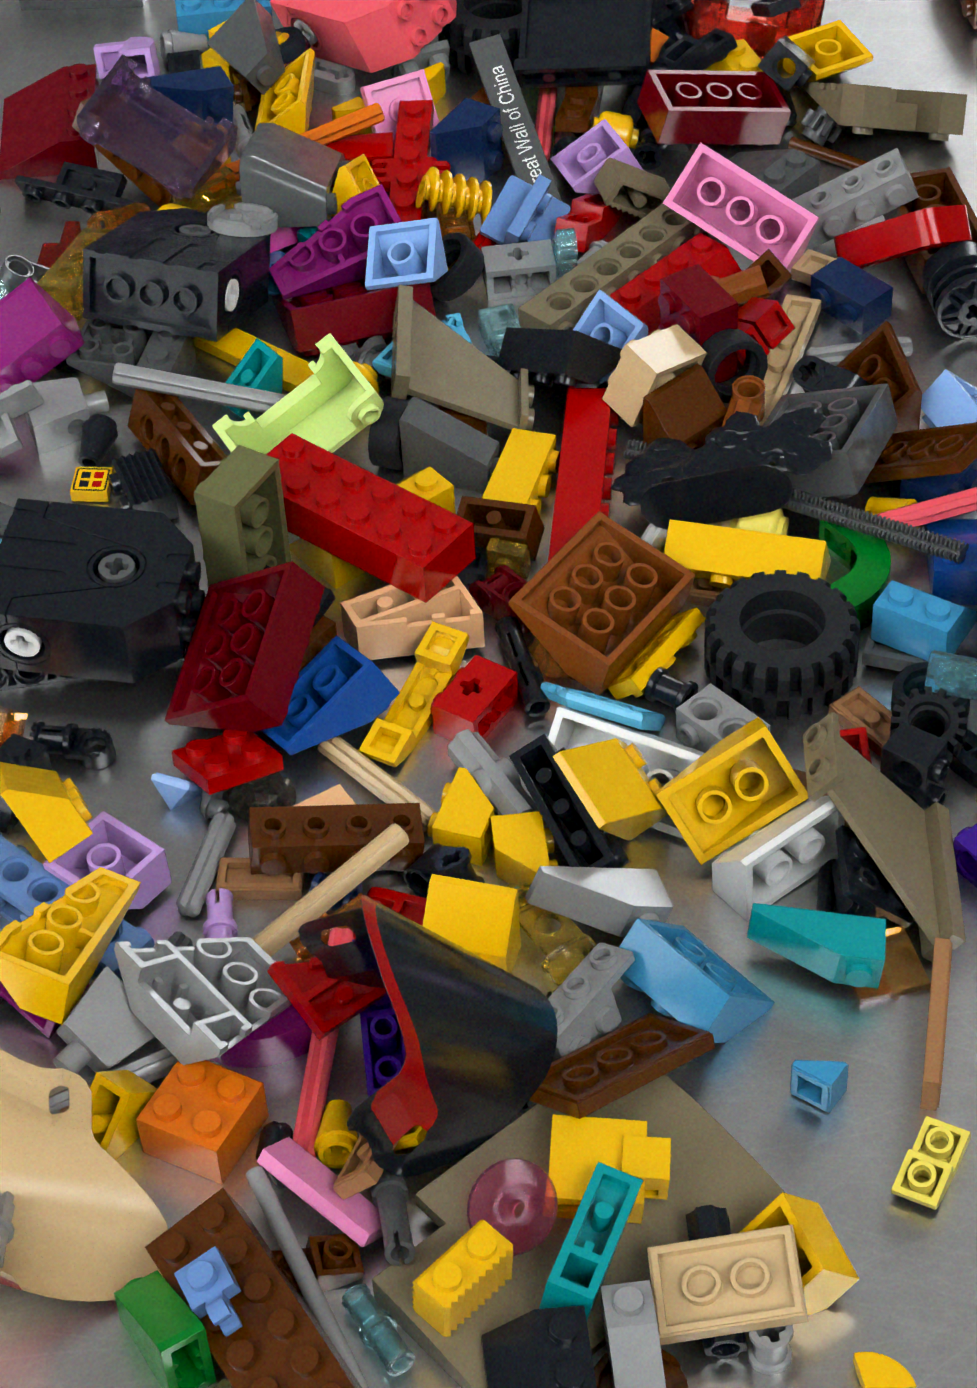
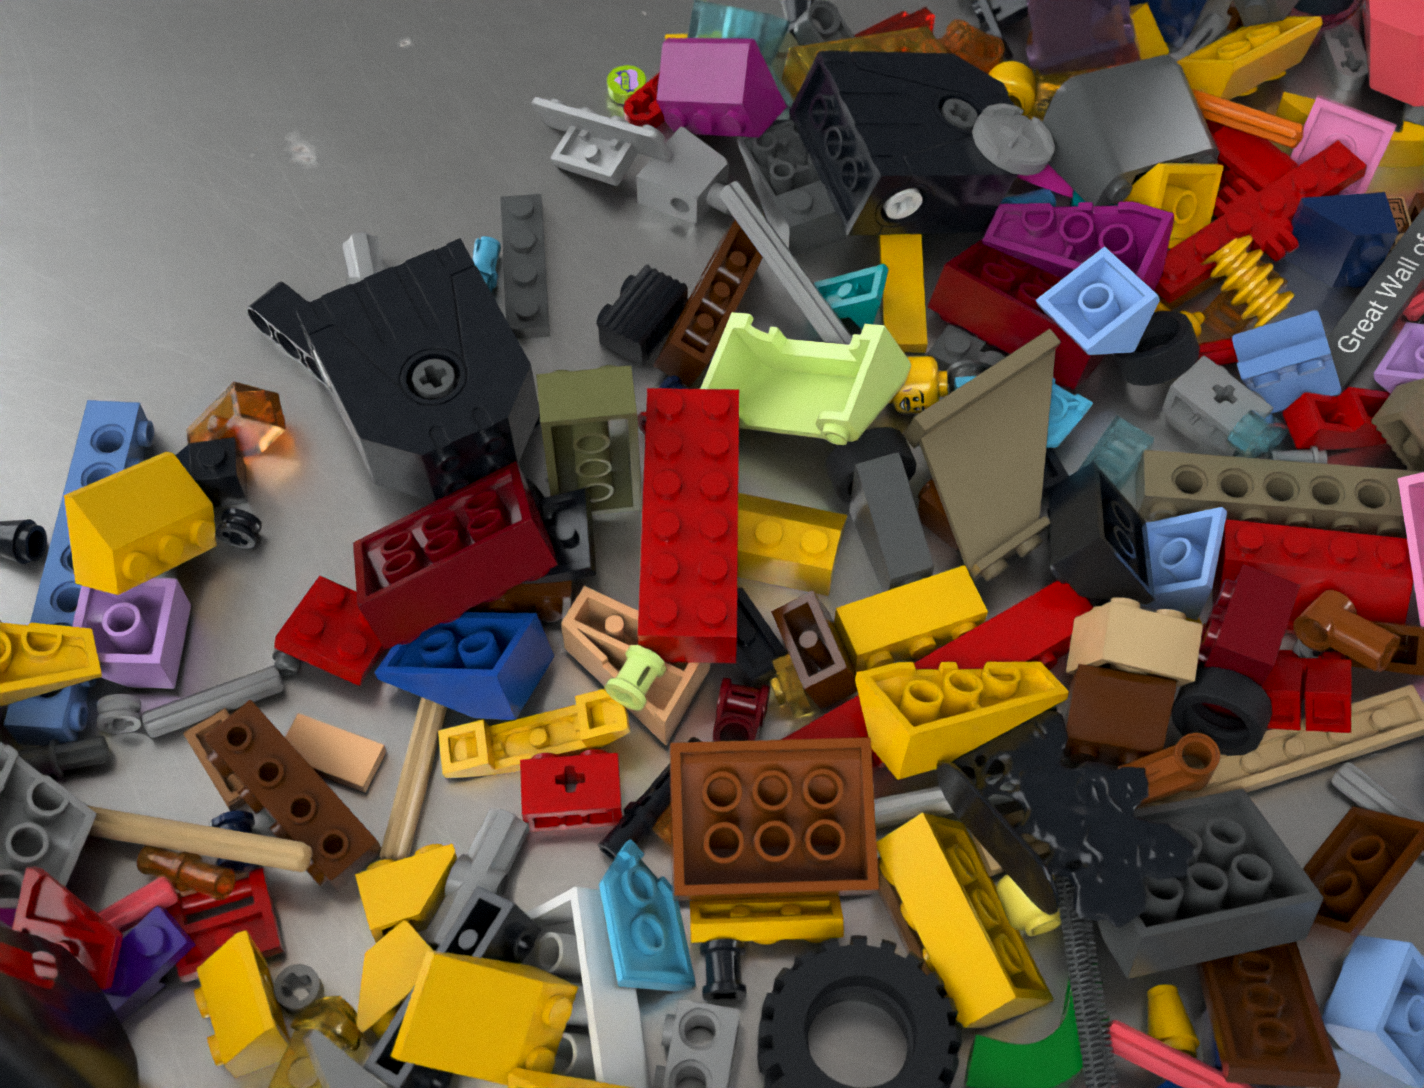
camera: 50 degrees right, 15 degrees up
(74, 742) = (293, 492): black connector -> none
(84, 778) = (238, 528): none -> black bush
(91, 484) = (621, 264): yellow tile -> none
(96, 439) = (677, 233): black cone -> none
(163, 916) = (119, 713): none -> light grey bush
(175, 790) = (283, 602): light blue slope -> none
(220, 915) = (137, 771): lavender pin -> none
(281, 794) = (315, 704): clear smoke gear -> none
(440, 861) = (316, 929): black piece -> none
(445, 605) = (635, 677): none -> yellowish green bush
(610, 479) = (948, 711): none -> yellow wedge
(825, 375) = (1306, 821): black piece -> none

